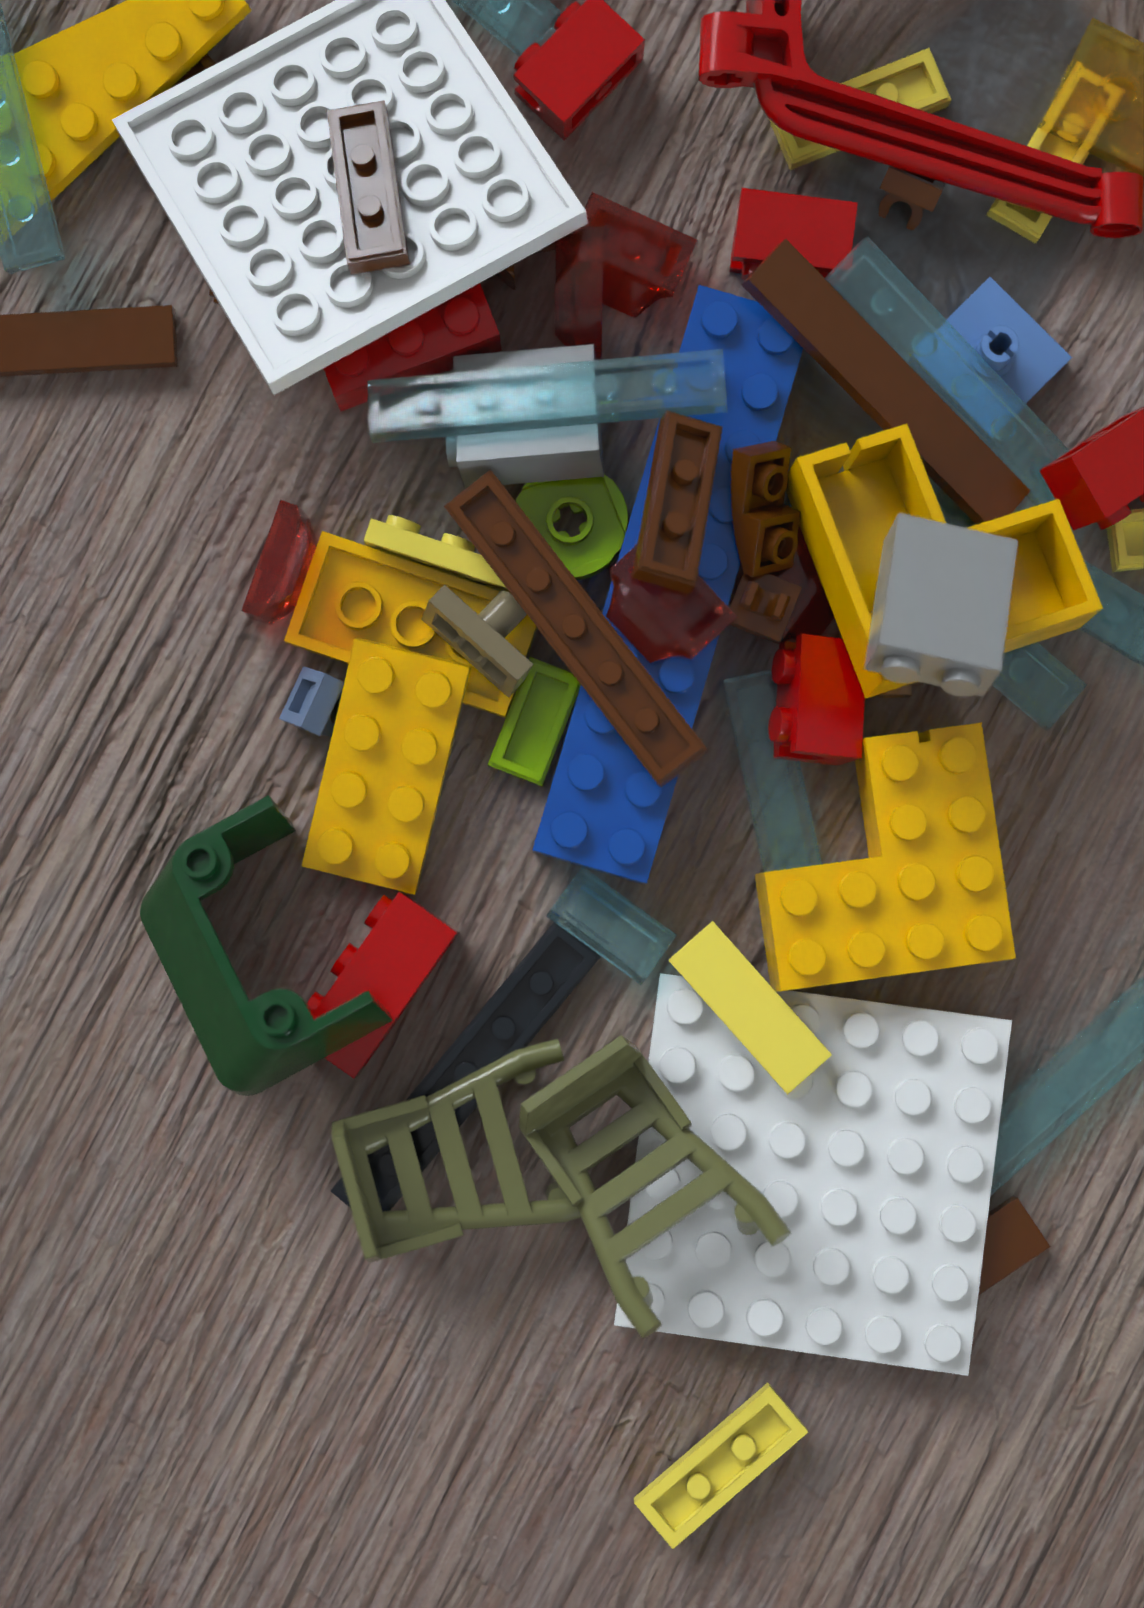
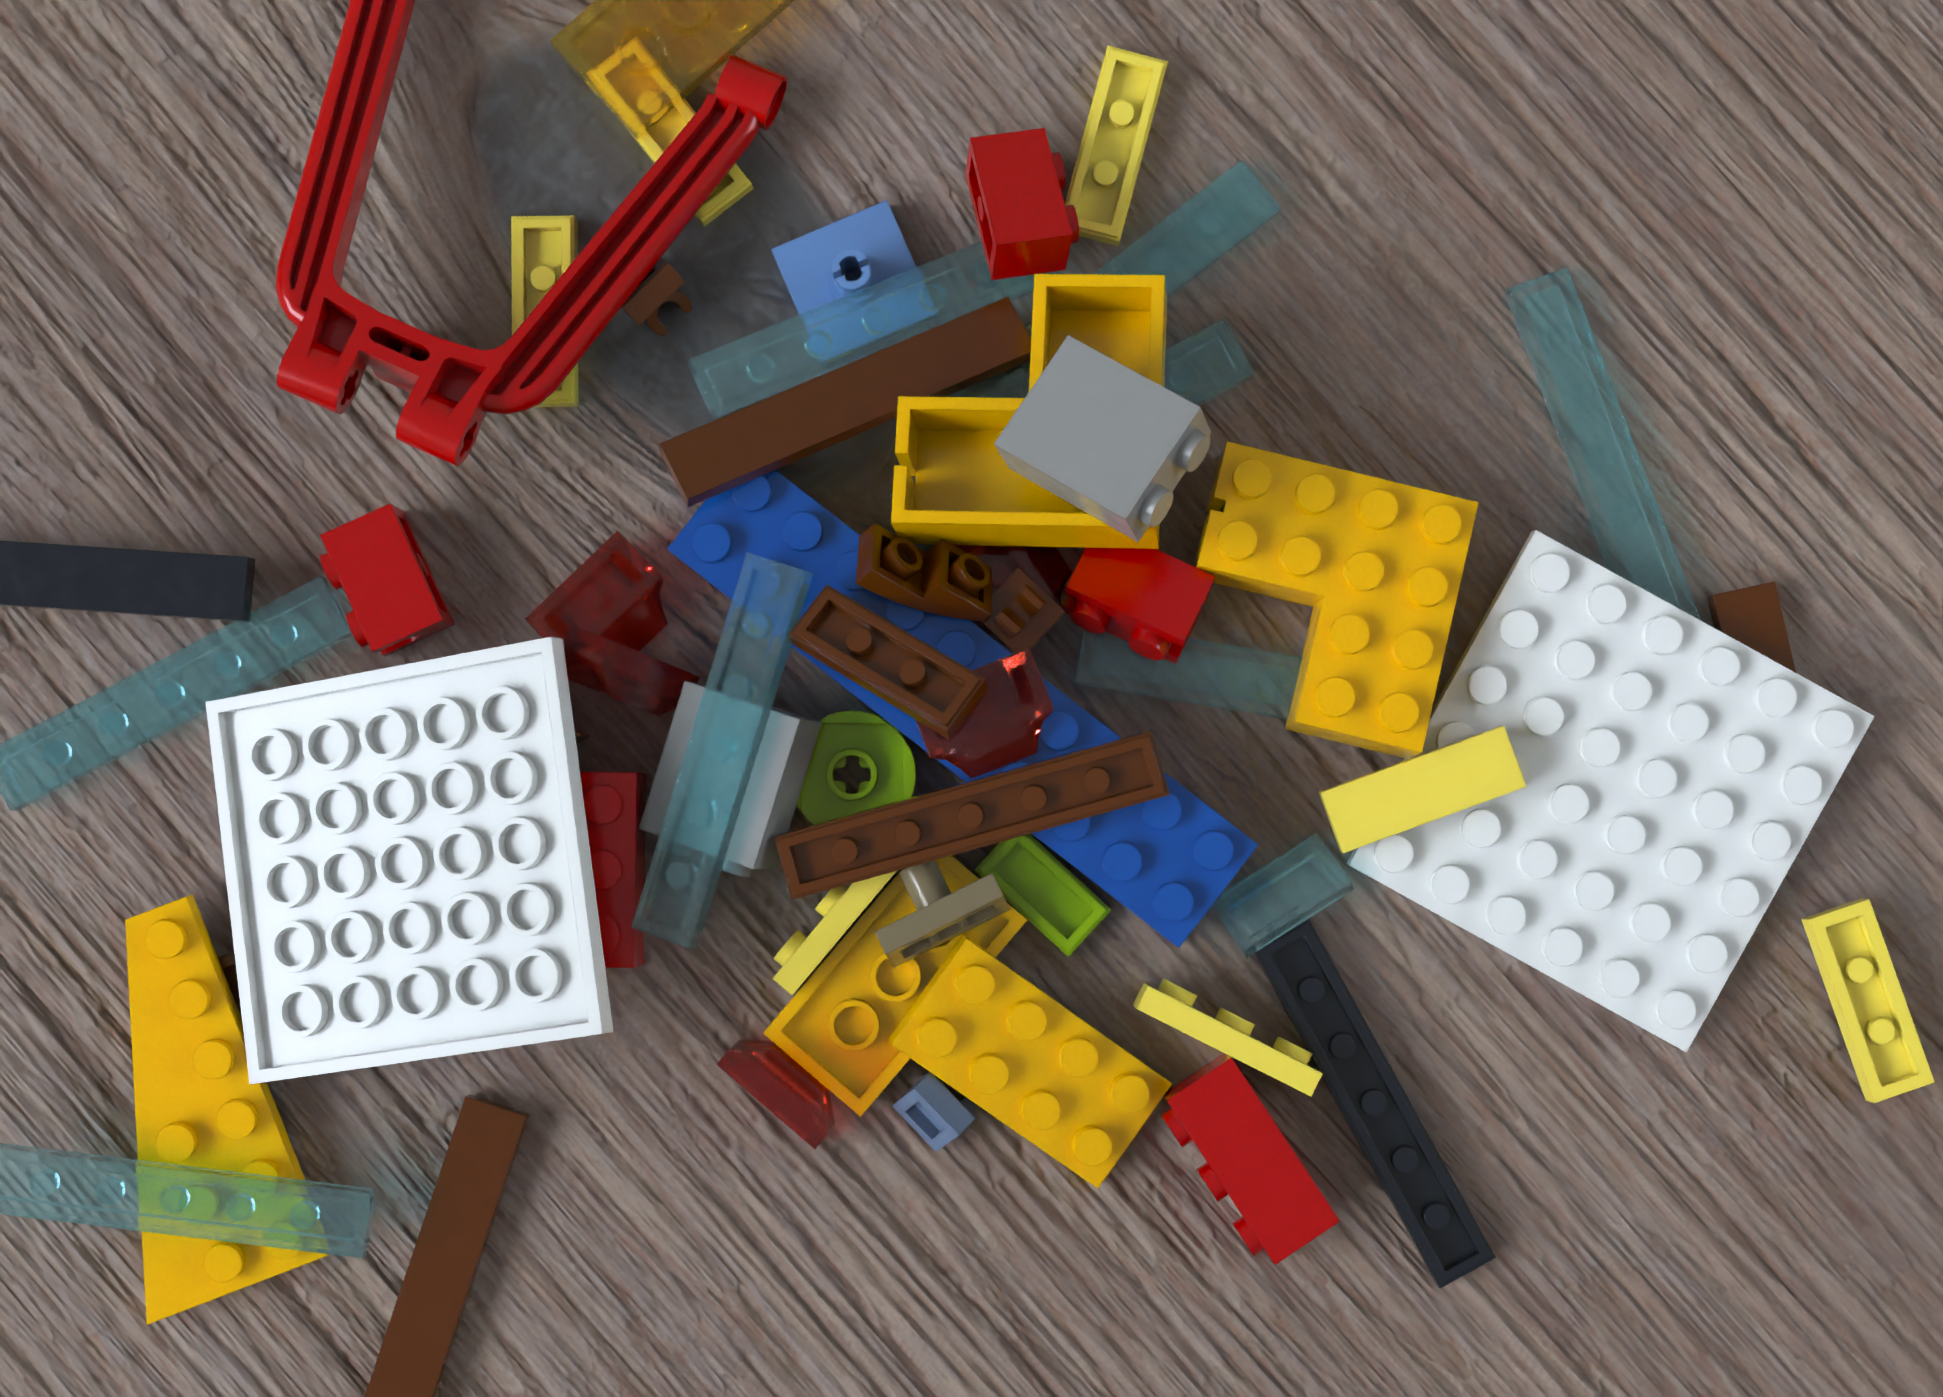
camera: 65 degrees left, 0 degrees up
(244, 1040) = (1261, 1320): dark green windscreen -> none
(367, 187) = (435, 850): tile -> none
(401, 1231) = (1516, 1211): olive hand -> none
(475, 926) = (1229, 1035): none -> light yellow plate
(625, 1072) = (1471, 1043): olive hand -> none
(814, 225) = (651, 411): red brick -> none

